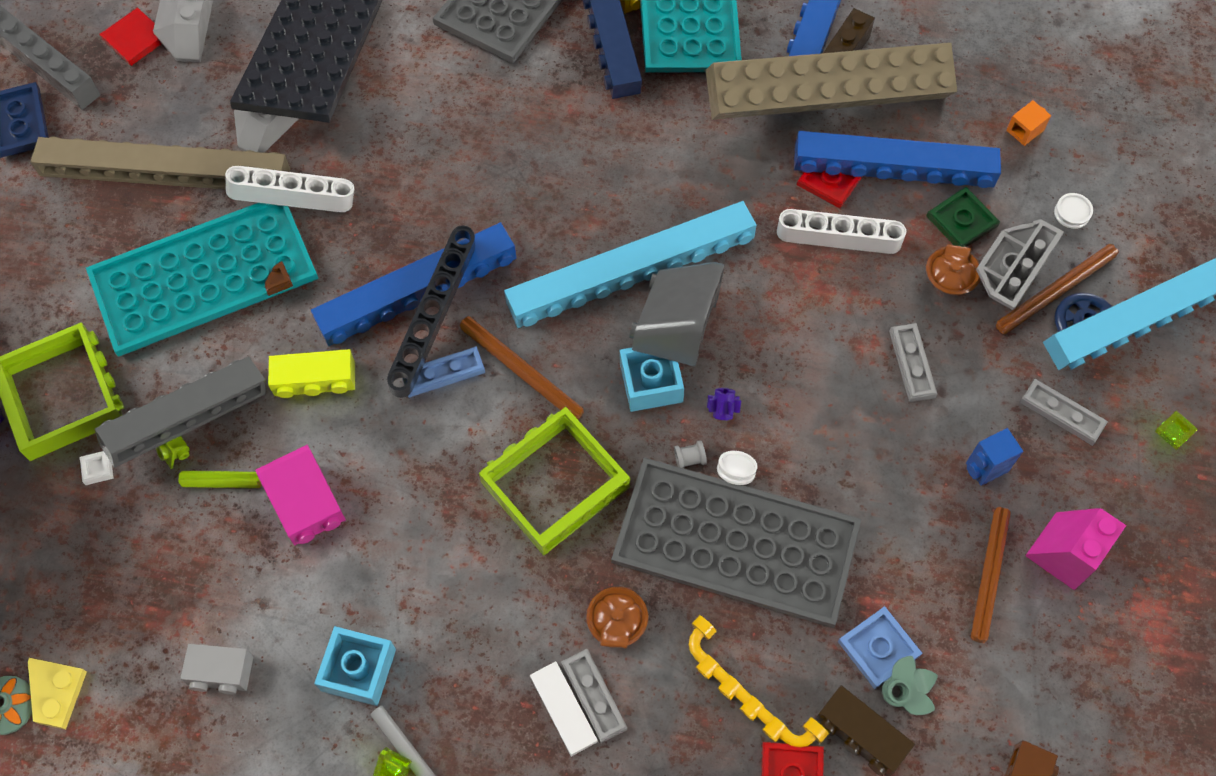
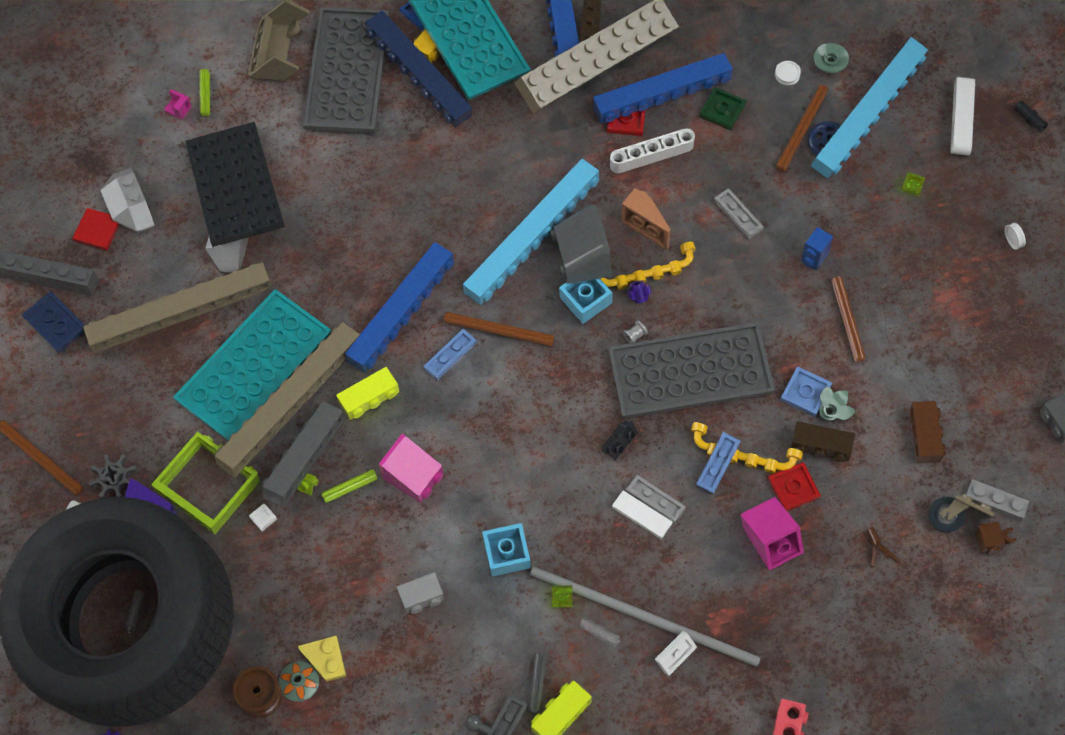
camera: 25 degrees left, 0 degrees up
(202, 335) = (285, 401): none -> dark tan brick
(278, 279) = (309, 343): reddish brown tile -> none
(289, 189) = (281, 283): white beam -> none
(431, 323) = (426, 326): black beam -> none
(533, 440) = (571, 355): lime window -> none
(579, 595) = (625, 434): none -> black hinge
(617, 617) = (645, 447): dark orange piece -> none
(703, 688) = (718, 462): none -> medium blue tile
(737, 467) = (667, 326): white piece -> none
(762, 388) = (656, 271): none -> yellow bar
(780, 307) = (644, 217): none -> nougat slope
(953, 269) = (734, 144): dark orange piece -> none
(1017, 260) = (770, 120): light grey wedge -> none
(1028, 122) = (732, 27): orange brick -> none
(1063, 412) = (842, 202): light grey tile -> none
(1075, 544) = (888, 278): dark pink slope -> none
(1146, 208) = (834, 53): none -> sand green dish

